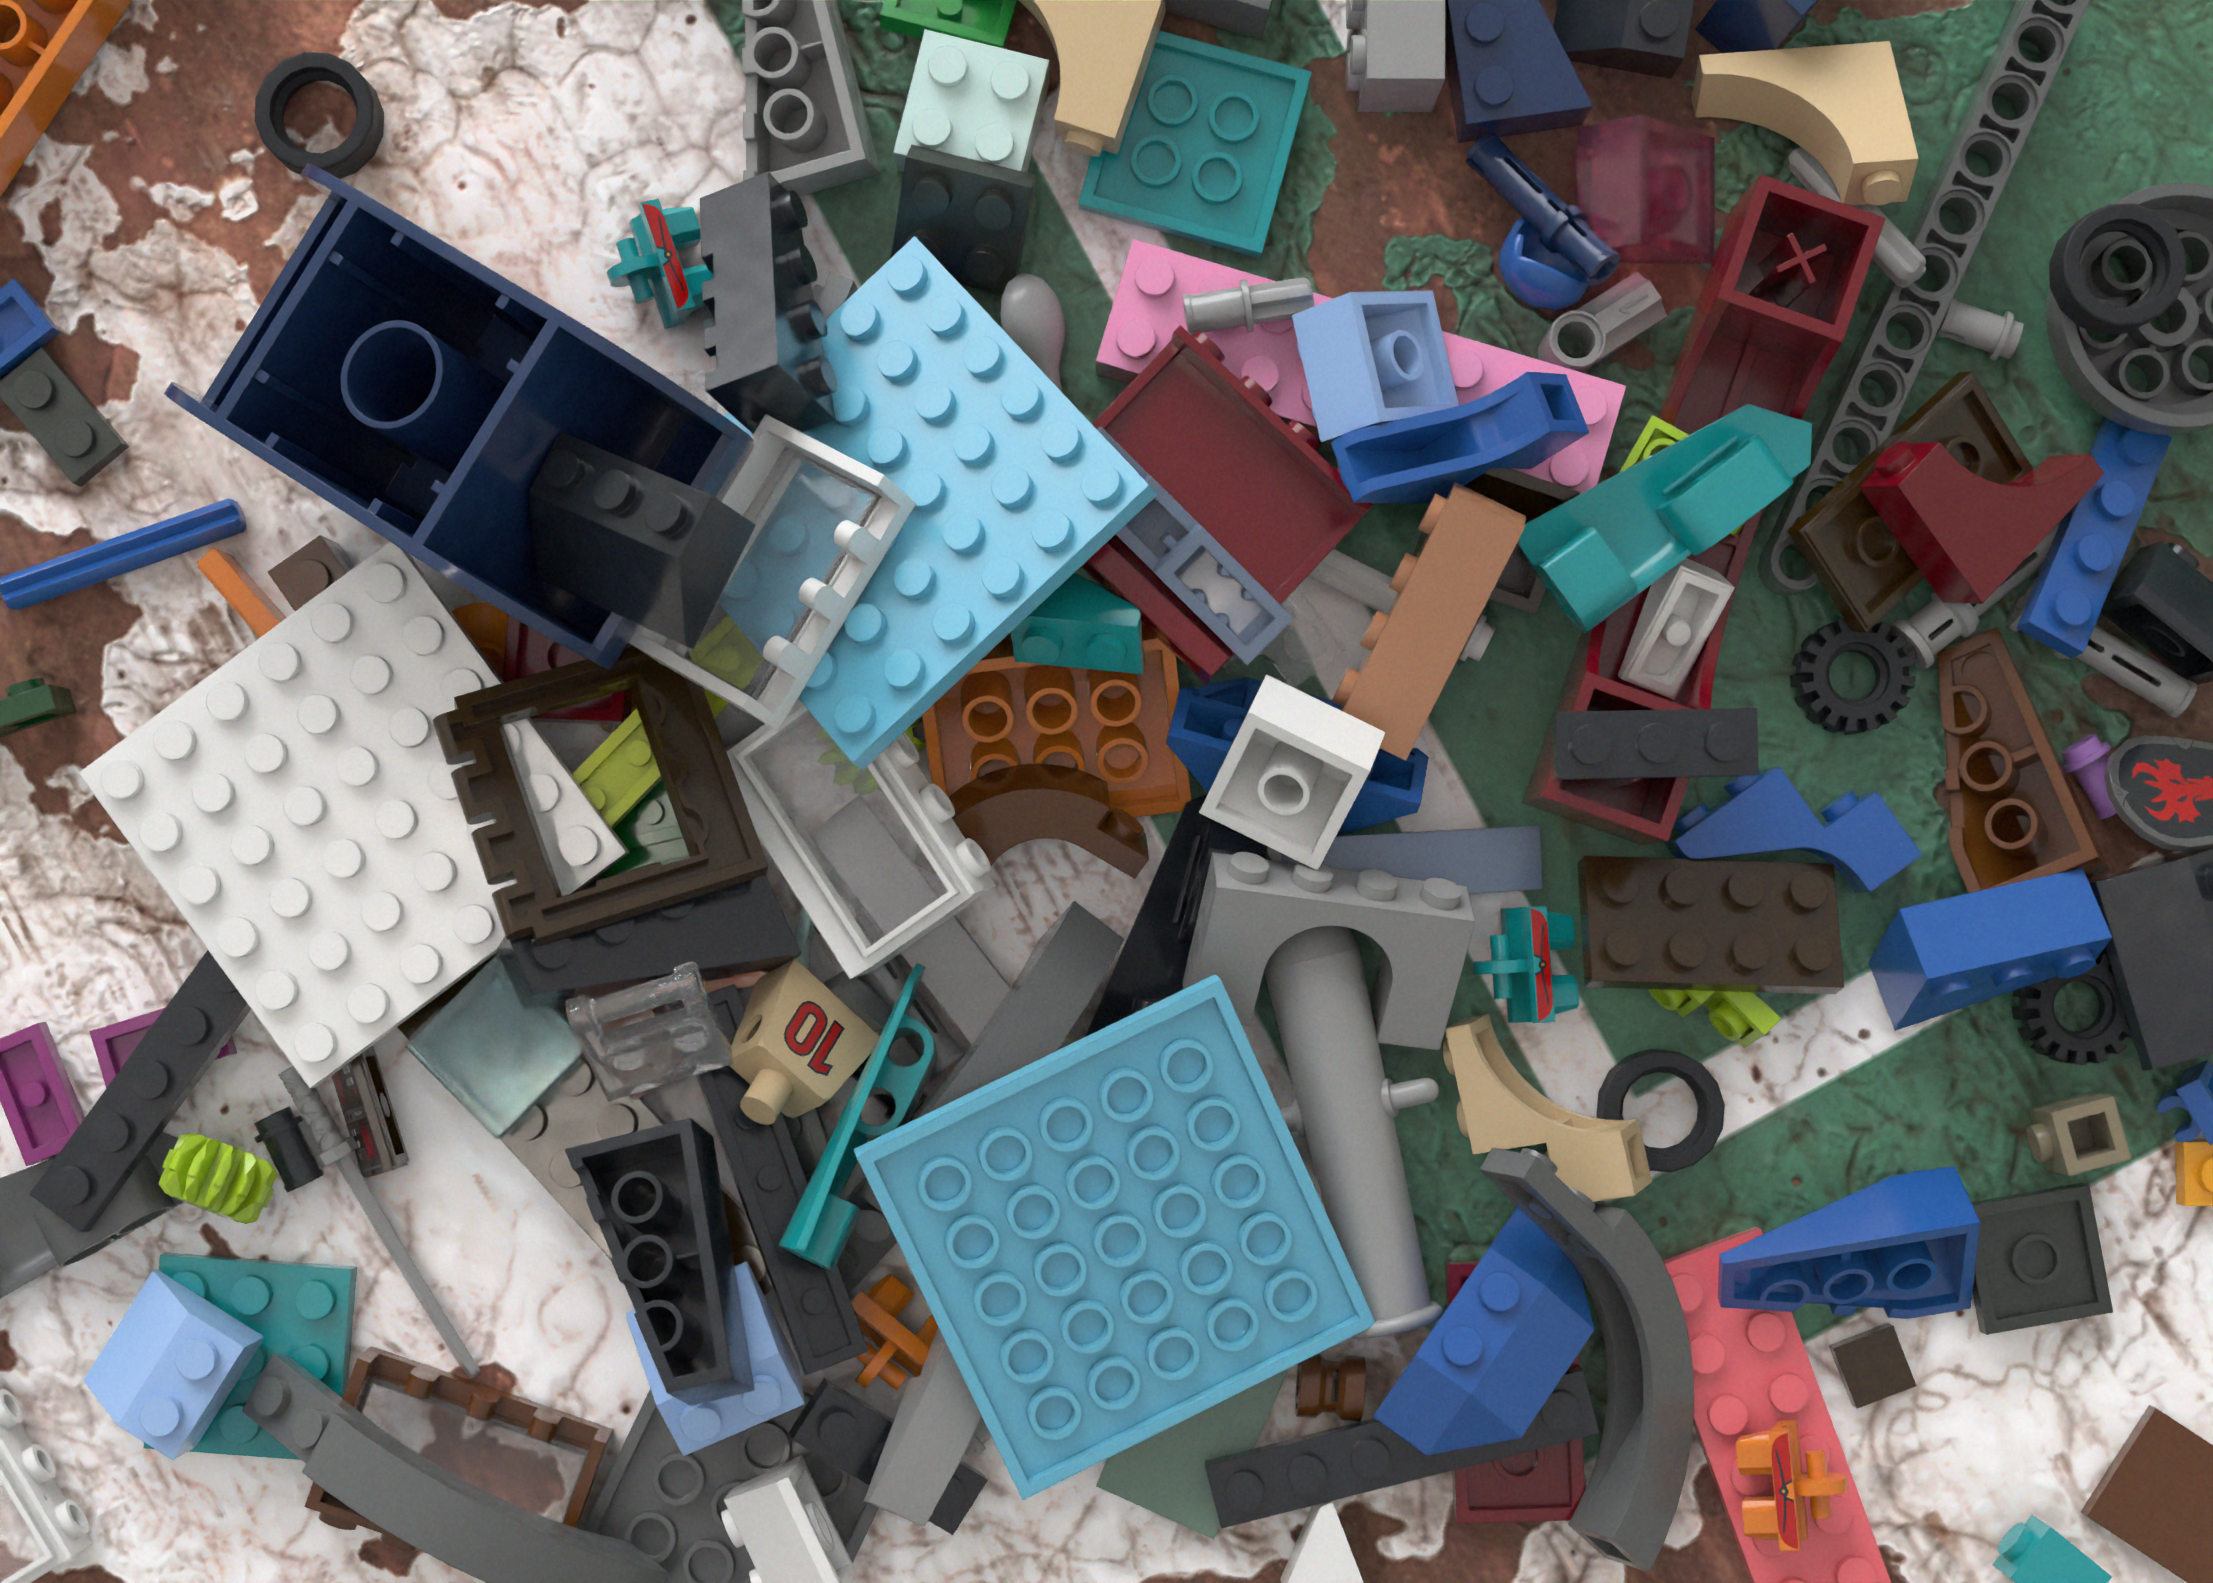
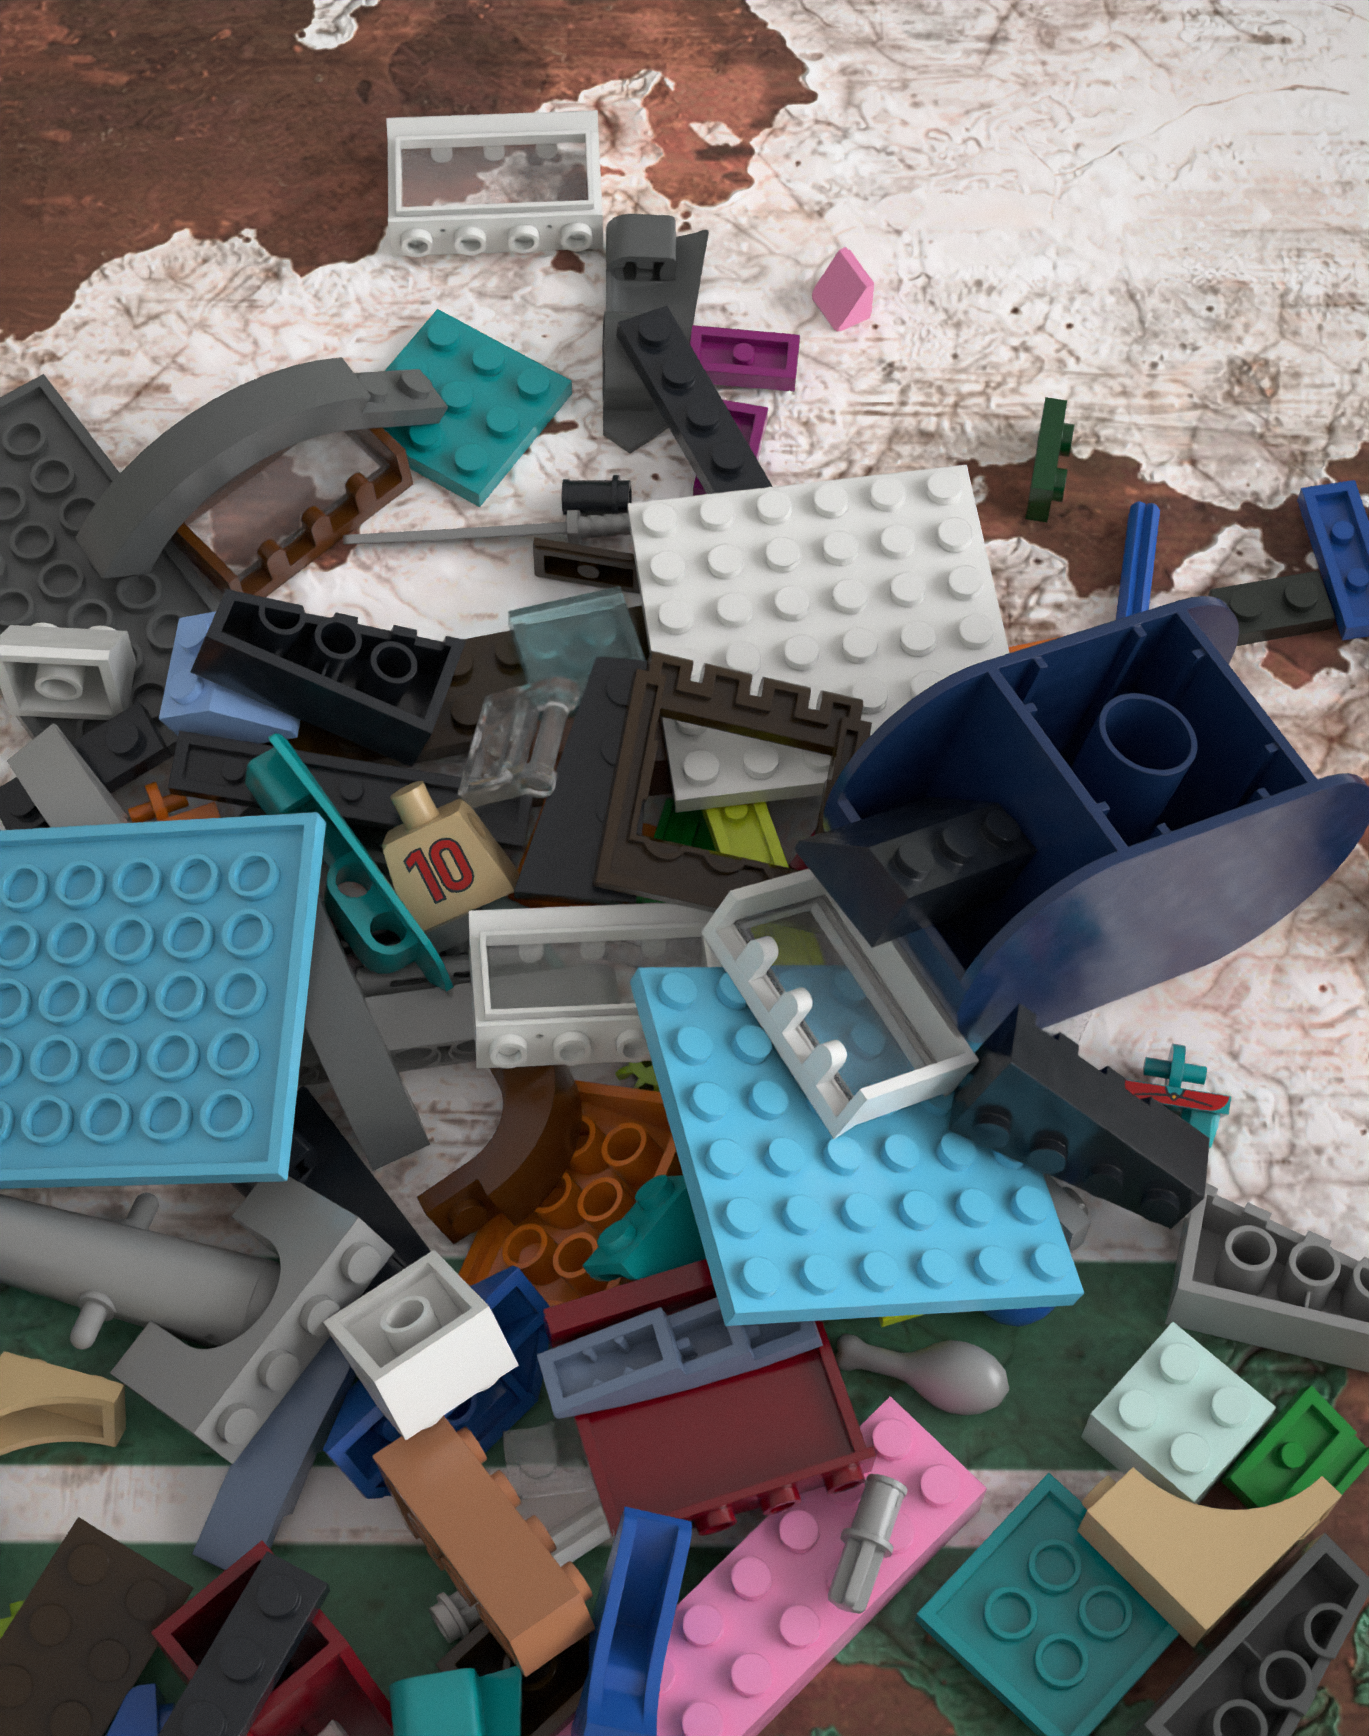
camera: 115 degrees right, 25 degrees down
(170, 1365) = (480, 340): light blue slope -> none
(218, 1178) = (602, 433): lime gear -> none
(965, 215) = (1084, 1358): pearl dark grey plate -> none
(1373, 360) = (745, 1629): light blue slope -> none
(1523, 964) = (106, 1492): teal hips -> none

